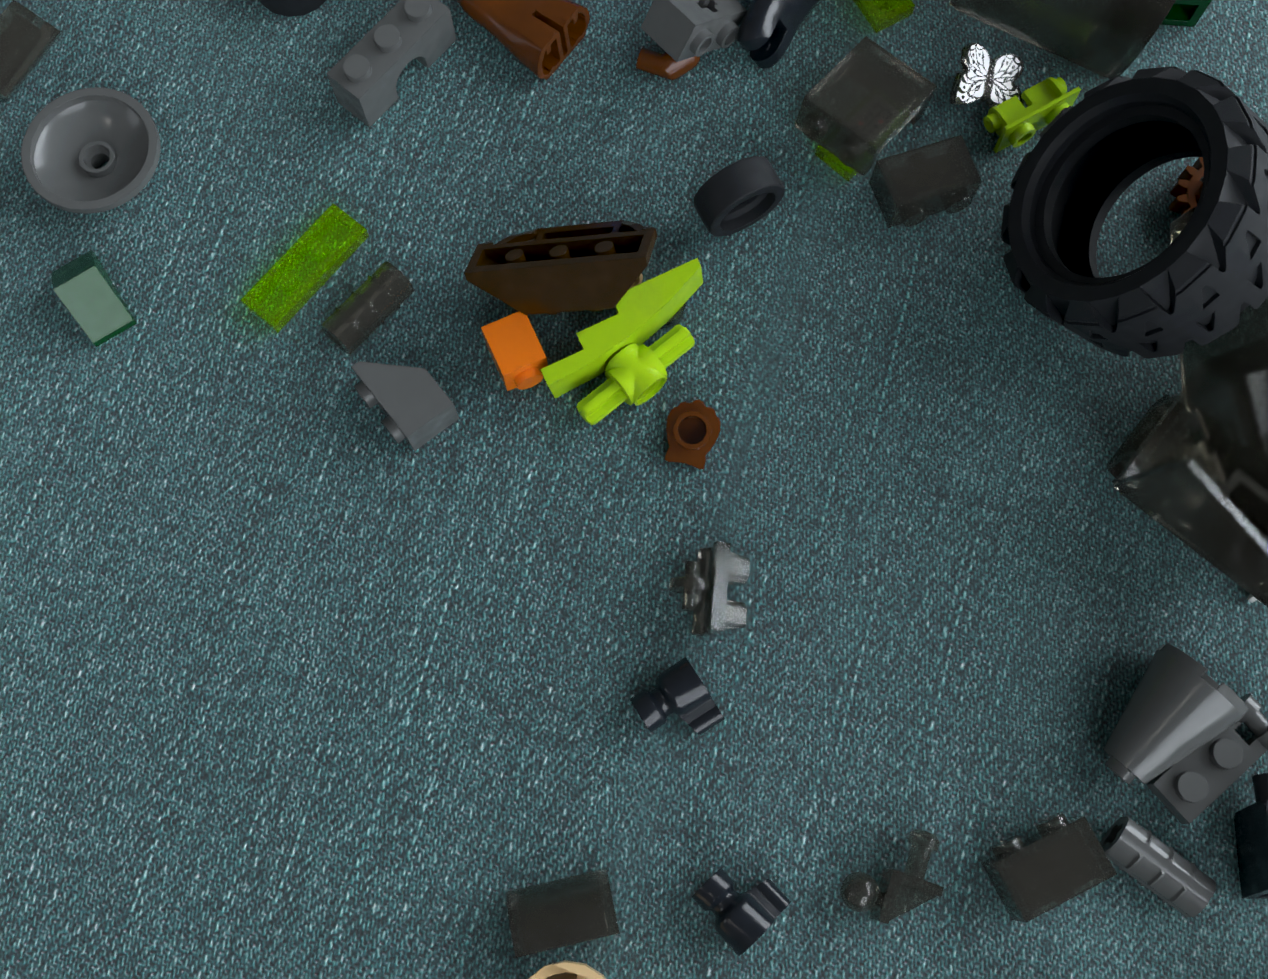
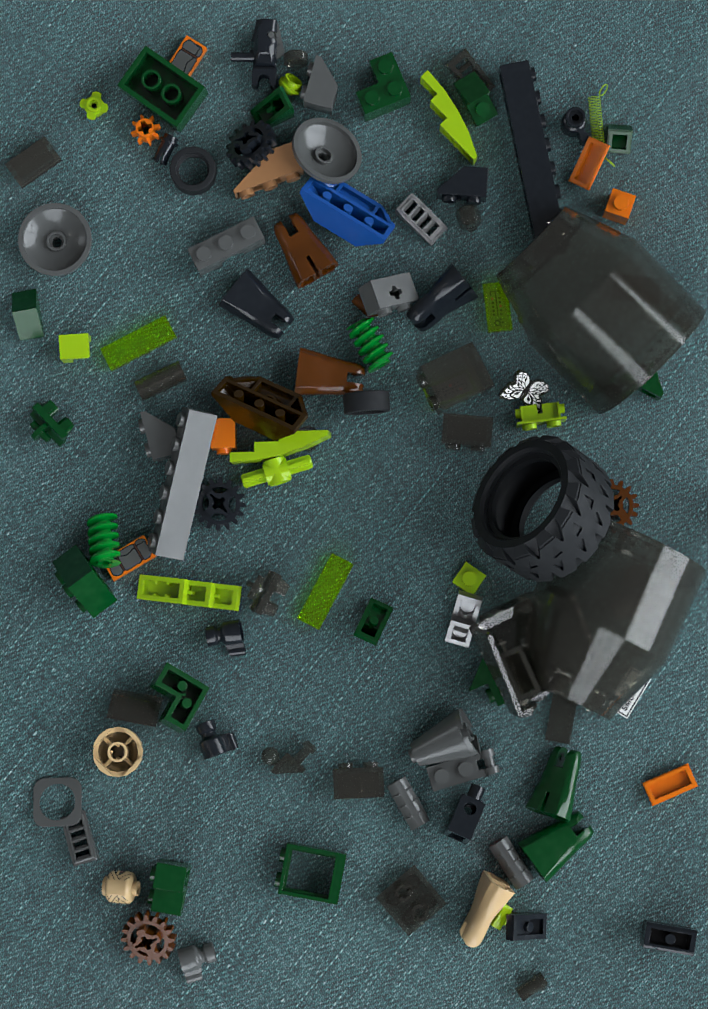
camera: 30 degrees right, 10 degrees up
(190, 308) = (74, 347): none -> lime panel
(195, 464) = (46, 427): none -> dark green hips
(363, 709) = (83, 582): none -> dark green brick
(374, 618) = (101, 540): none -> green piece
(435, 635) = (132, 557): none -> tile
(478, 454) = (182, 483): none -> brick
(481, 127) = (255, 305): none -> black piece
(541, 460) = (228, 496): none -> black gear
(571, 649) = (189, 592): none -> lime slope
(646, 185) = (325, 374): none -> reddish brown piece
(649, 845) = (184, 696): none -> dark green brick
(691, 433) = (291, 512): reddish brown animal -> none
(698, 110) = (370, 344): none -> green piece
(814, 545) = (325, 591): none -> clear neon green tile
(929, 559) = (373, 621): none -> dark green slope
(1049, 419) = (469, 578): none -> lime plate
(1076, 488) = (463, 616): none -> flat silver slope
(1173, 568) = (484, 677): none -> dark green slope

